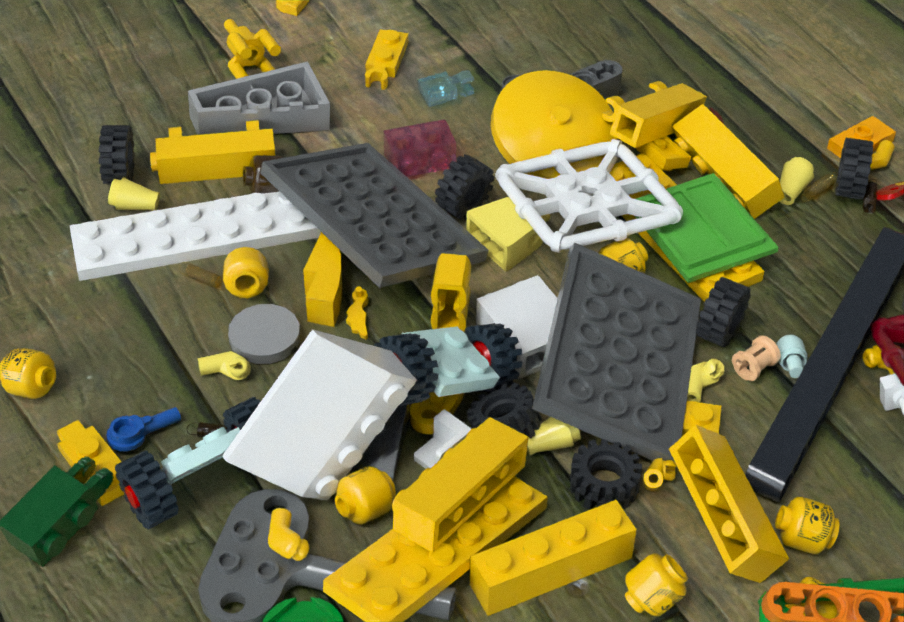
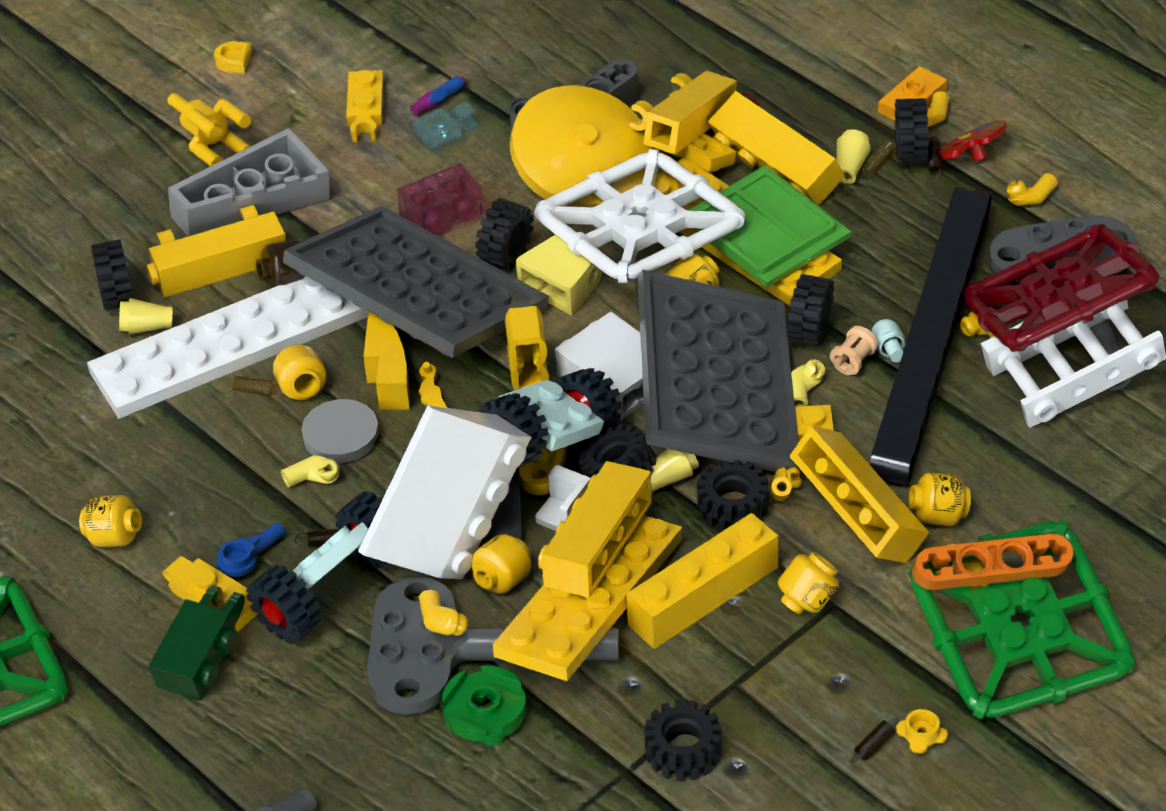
camera: 10 degrees left, 0 degrees up
(442, 64) = (434, 97): none -> piece

